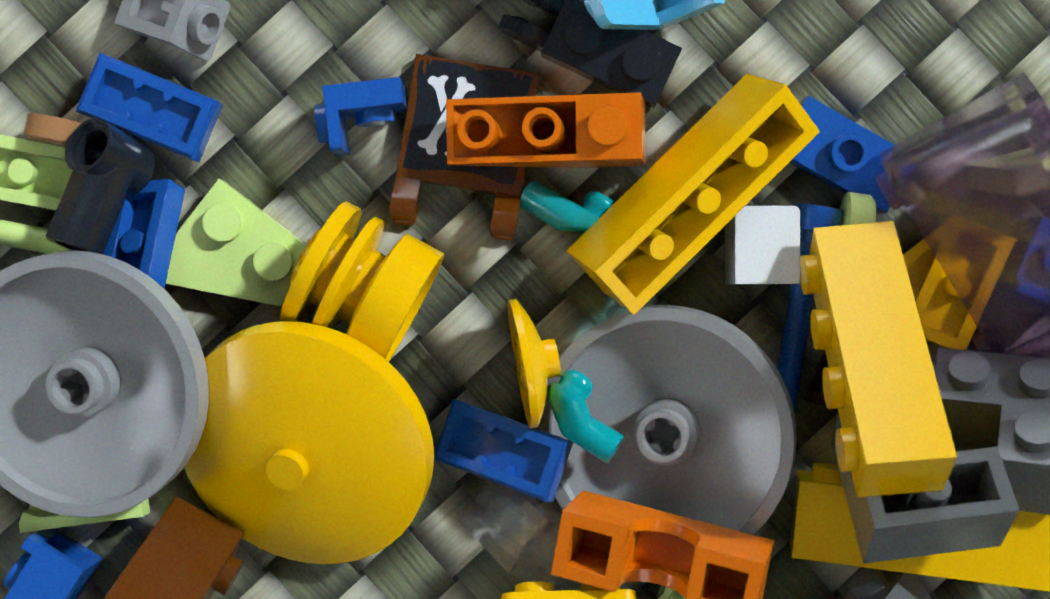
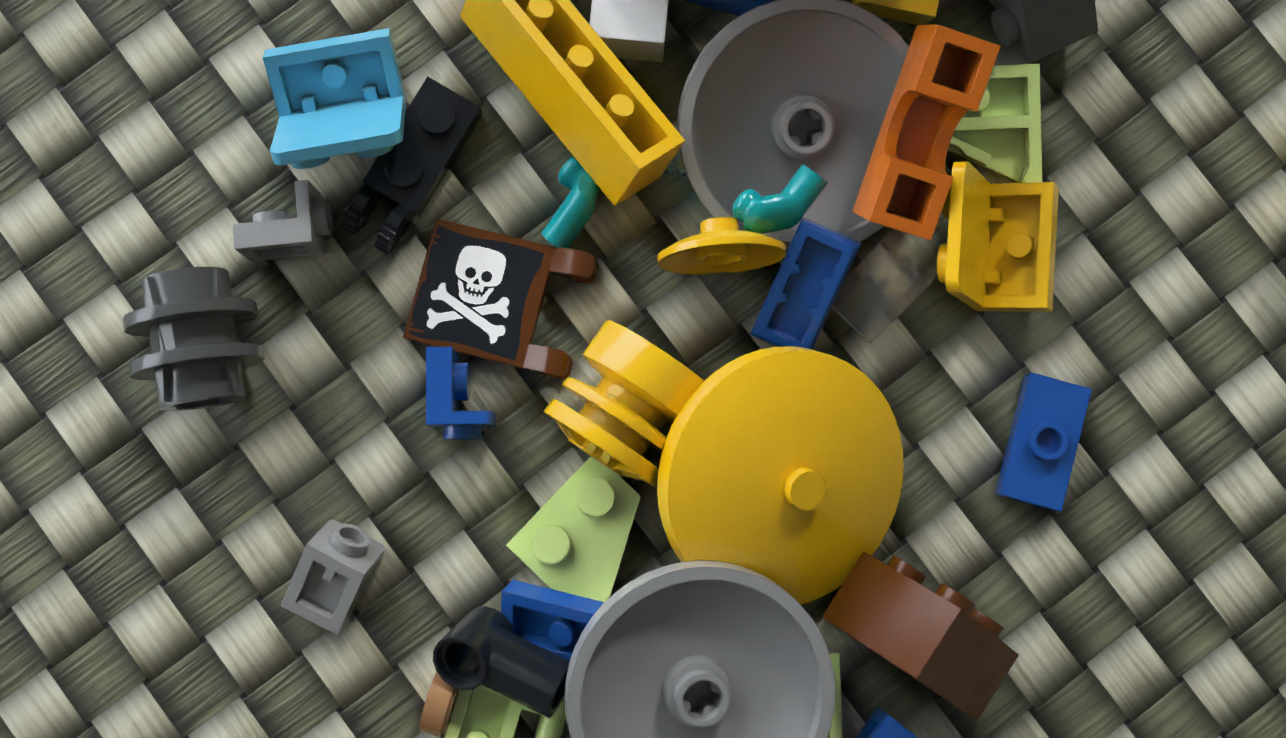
camera: 90 degrees left, 5 degrees down
(149, 107) = (426, 607): blue plate -> none
(548, 131) = (495, 209): orange slope -> none

